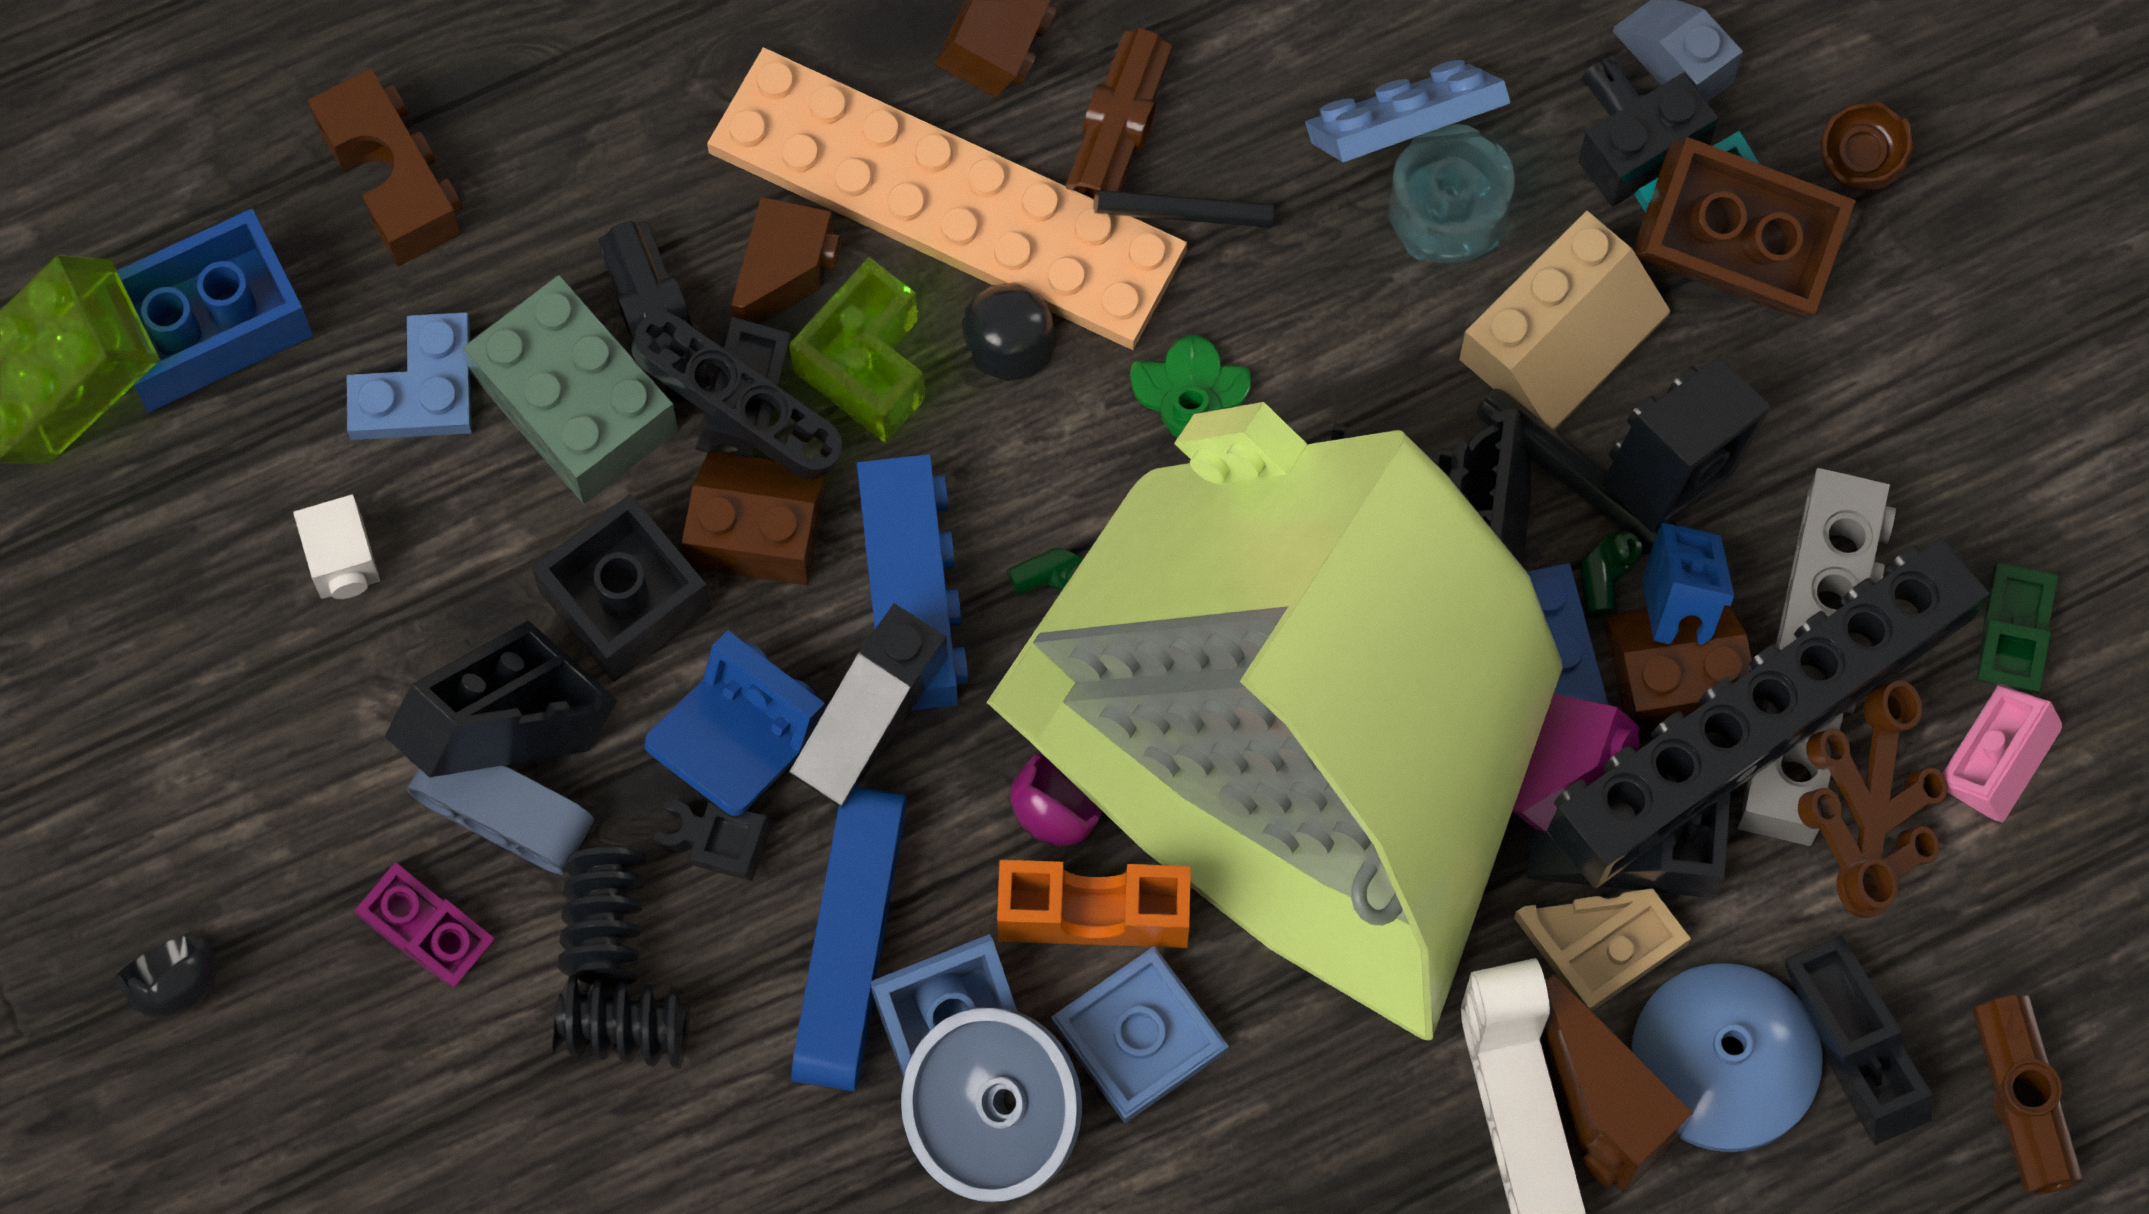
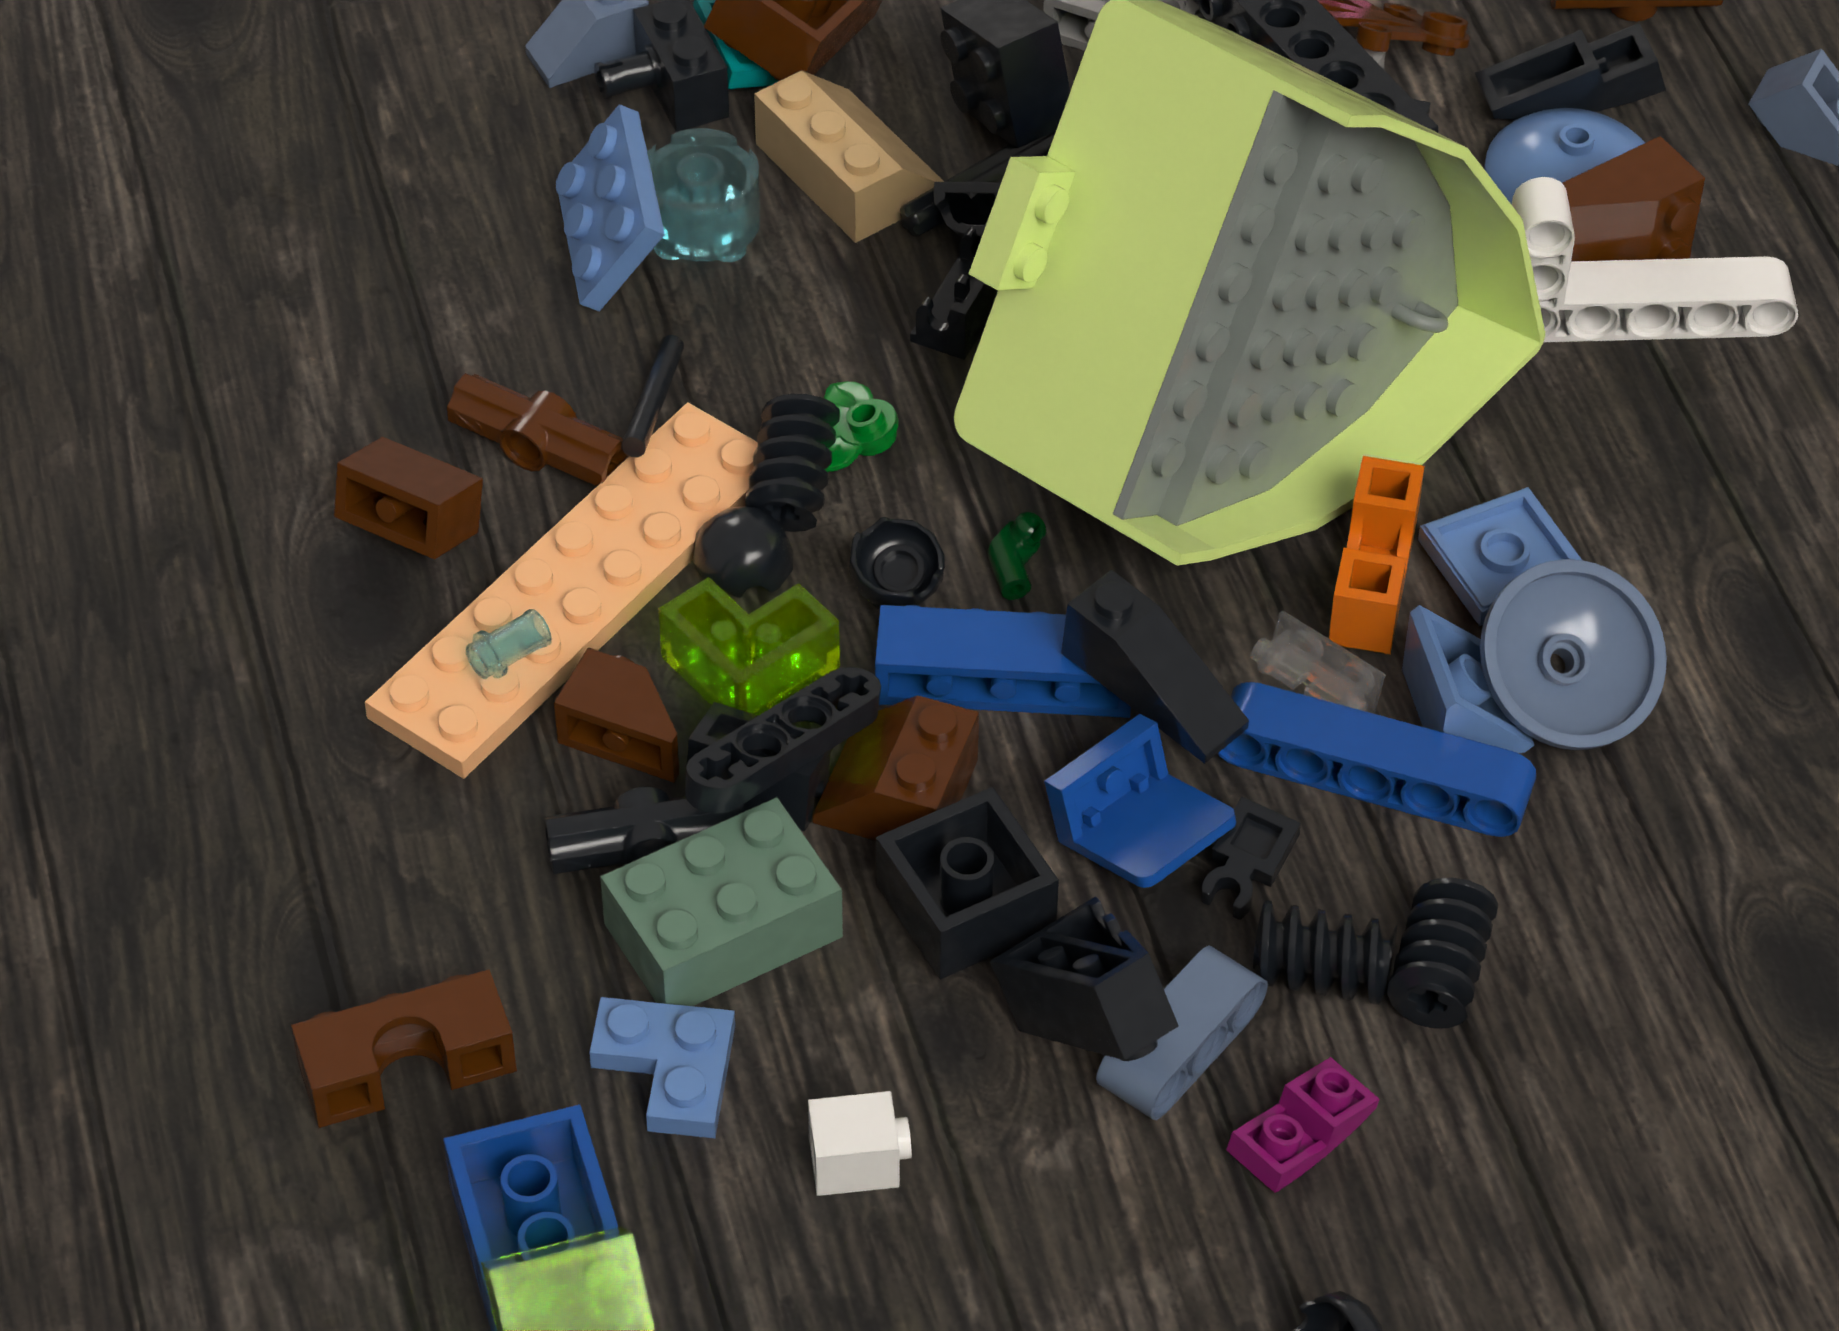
camera: 80 degrees left, 20 degrees down
(823, 144) = (495, 651): none -> clear light blue pin
(929, 892) = (1326, 668): none -> clear hinge
(1001, 462) = (896, 563): none -> black hair
(1051, 804) = (1266, 580): magenta hair -> none
(1111, 347) = (793, 459): none -> black piece

